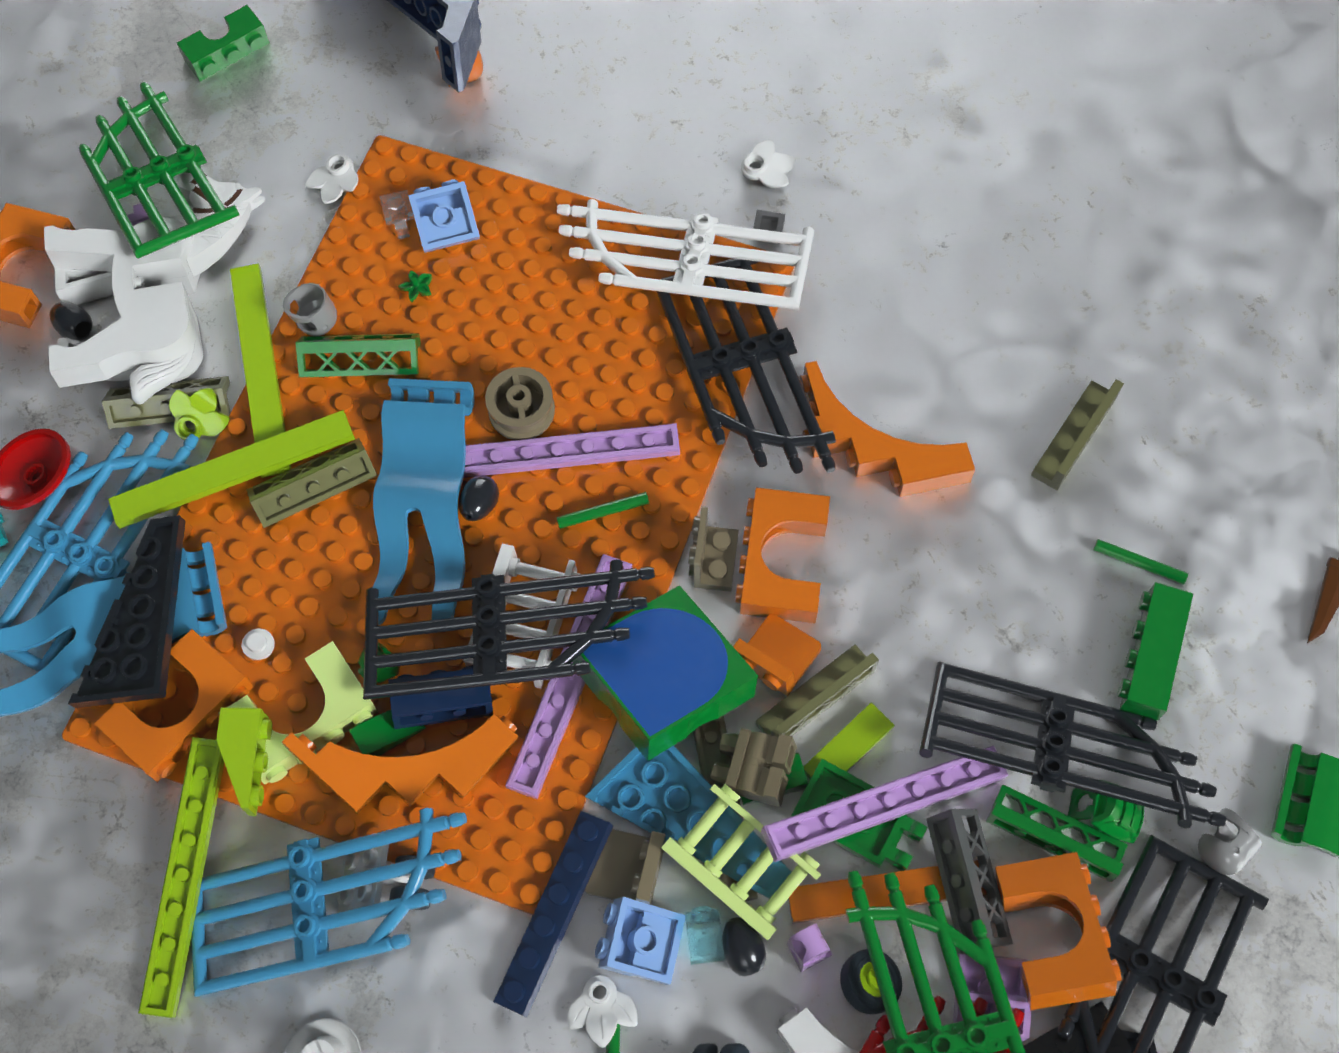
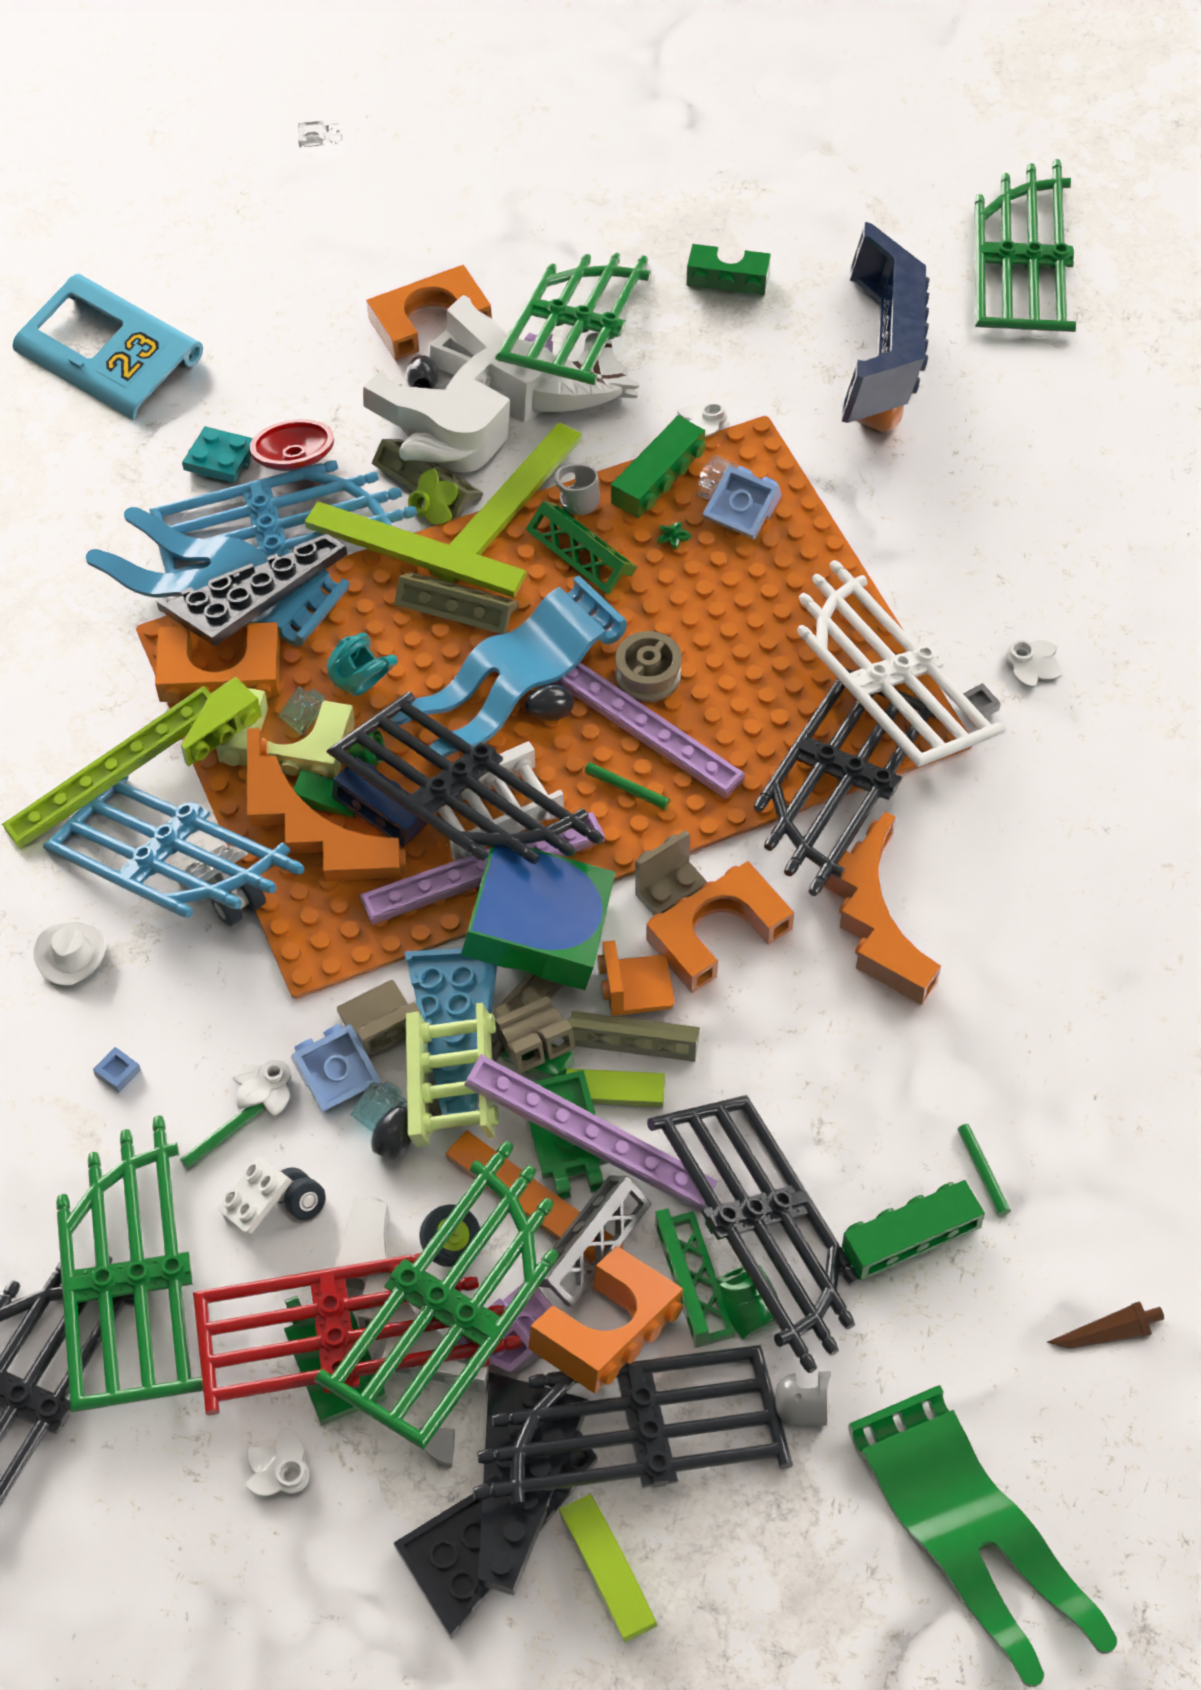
camera: 45 degrees right, 10 degrees down
(258, 644) = (309, 672): white plate -> none
(289, 679) = (302, 709): none -> clear light blue bracket
(296, 607) = (355, 667): none -> teal helmet
(351, 241) = (658, 466): none -> green brick
(553, 914) = (302, 1000): dark blue plate -> none
(808, 947) = (433, 1175): lavender leg -> none
(1075, 433) = (1044, 1042): olive fence -> none

